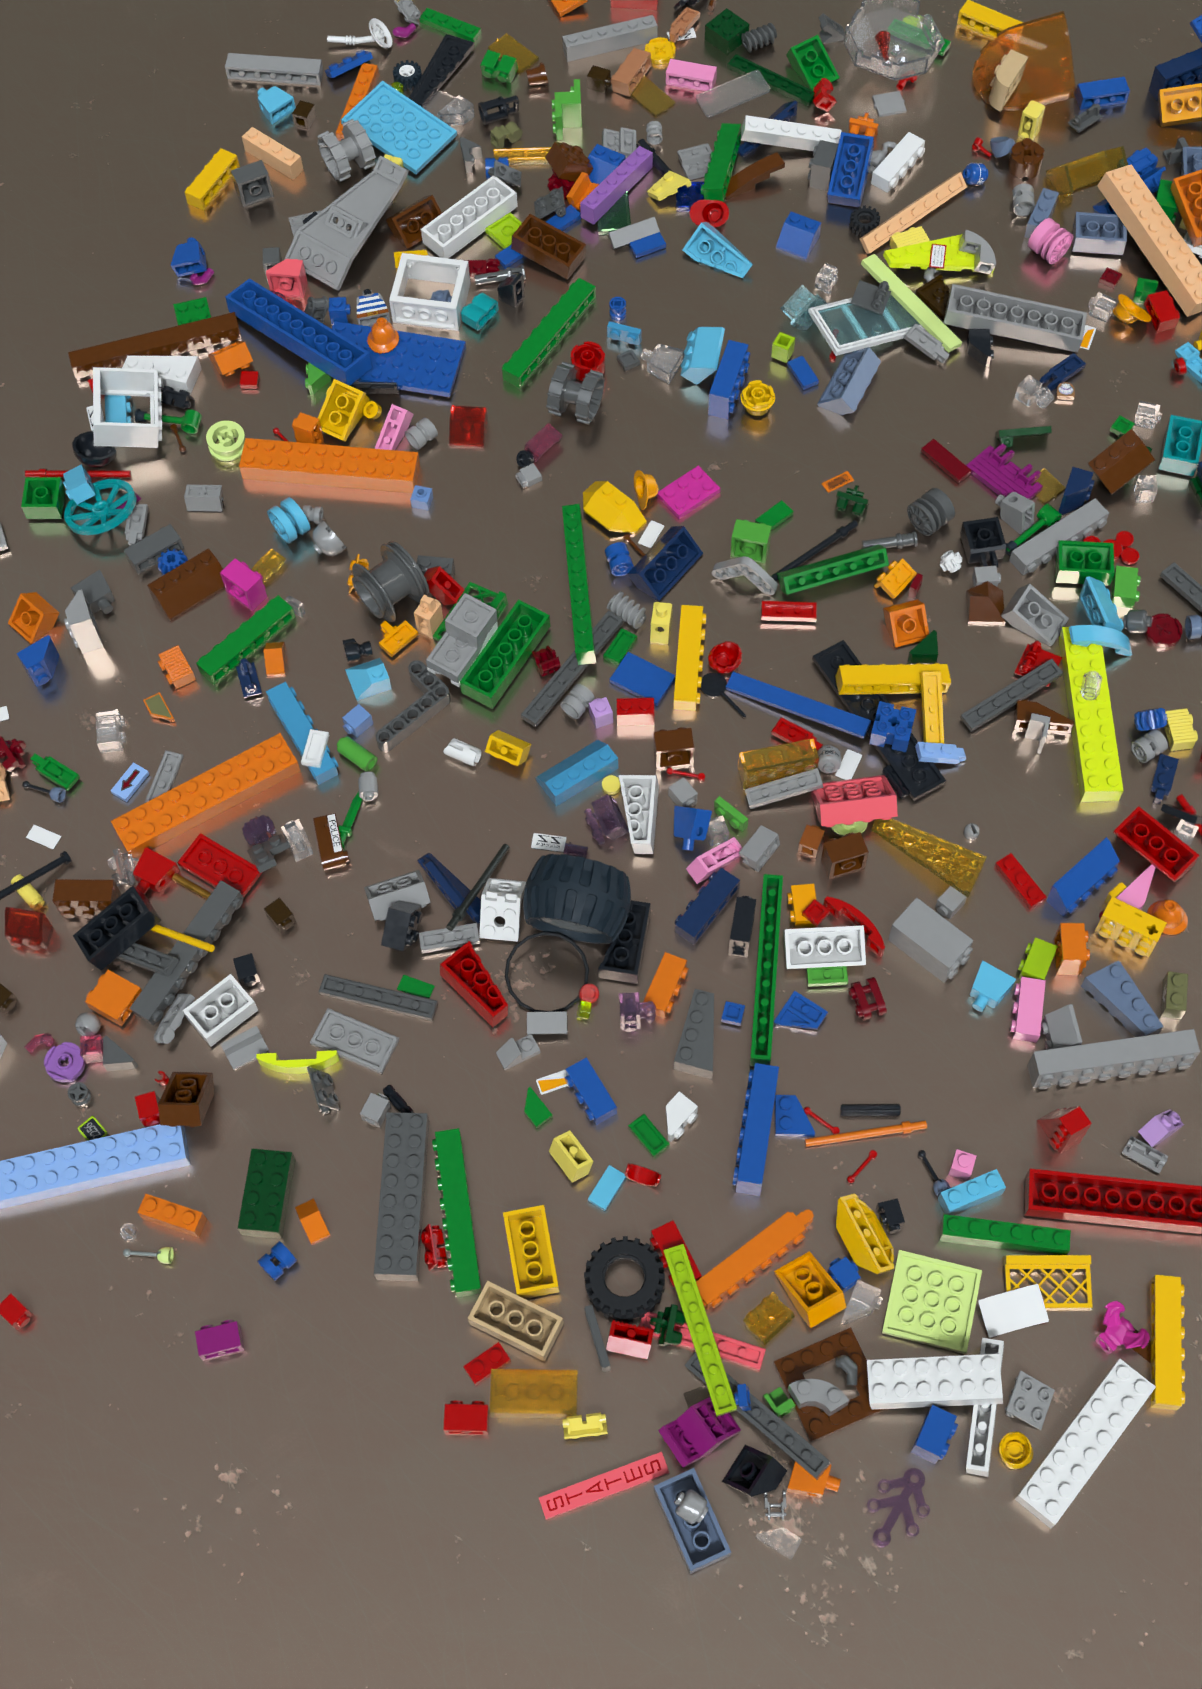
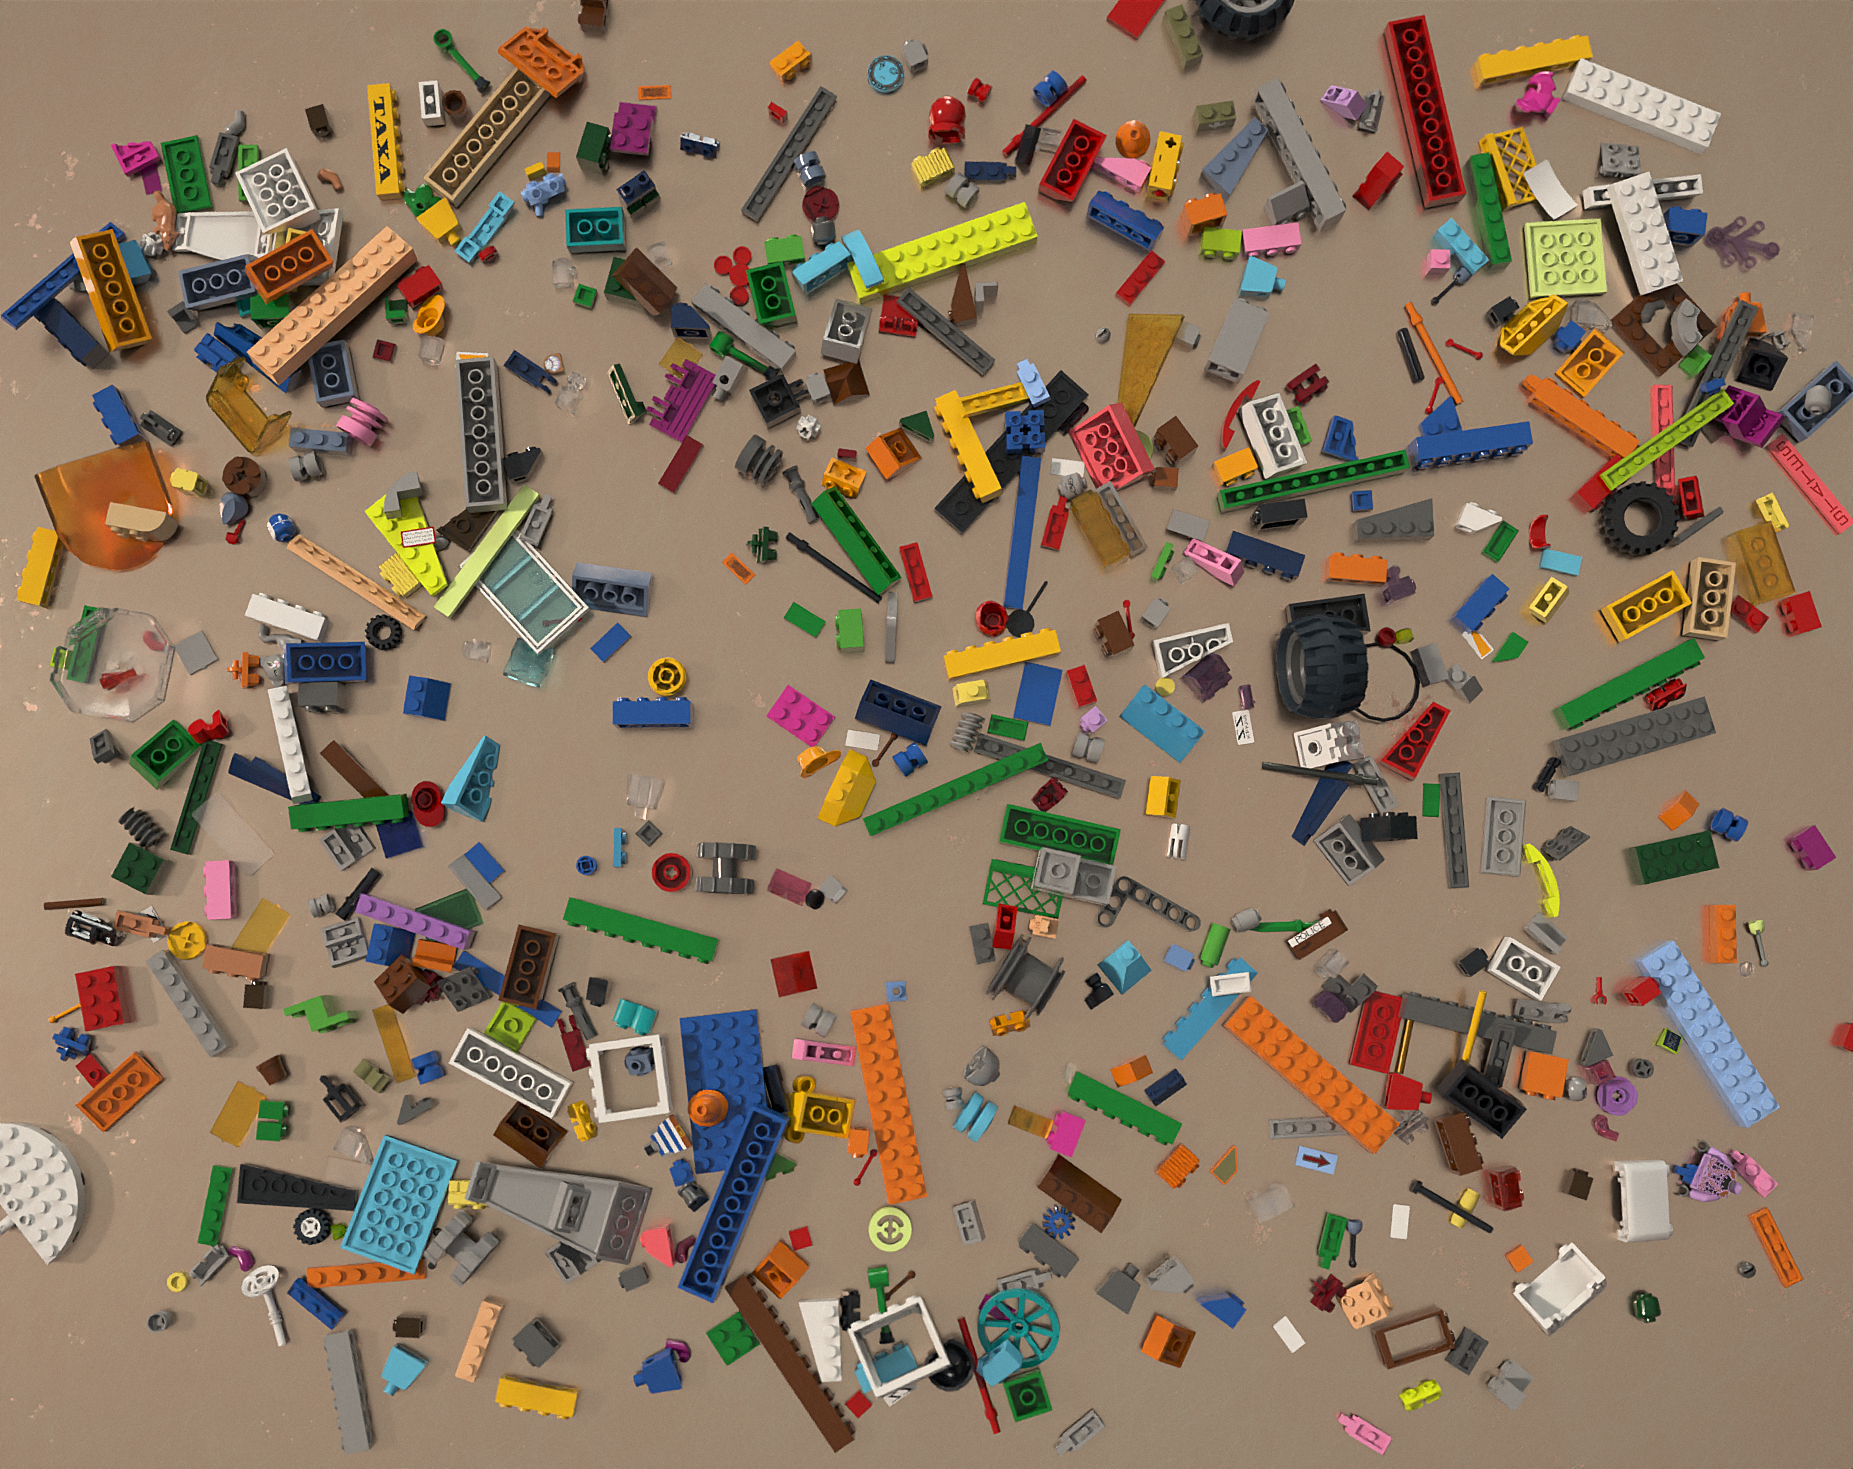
camera: 115 degrees left, 20 degrees up
(186, 1099) = (1622, 961): reddish brown brick -> none
(280, 915) = (1408, 952): dark brown brick -> none
(396, 637) = (1073, 954): light orange hinge -> none
(506, 173) = (439, 1052): dark grey hinge -> none
(665, 1324) = (1668, 471): dark green hips -> none
(668, 185) = (396, 864): light yellow wing -> none
(691, 825) = (1190, 593): blue torso -> none
(702, 353) = (626, 751): medium azure slope -> none
(768, 1318) = (1629, 388): clear yellow bracket -> none
(783, 347) = (590, 669): lime brick -> none
(815, 912) = (1245, 450): red tile -> none
(871, 296) = (497, 593): dark grey hinge -> none
(1015, 1450) = (1664, 161): yellow hair -> none
(1091, 685) = (926, 253): clear brick -> none
(1116, 891) = (1129, 188): yellow tile -> none
(1150, 719) = (934, 194): blue gear -> none

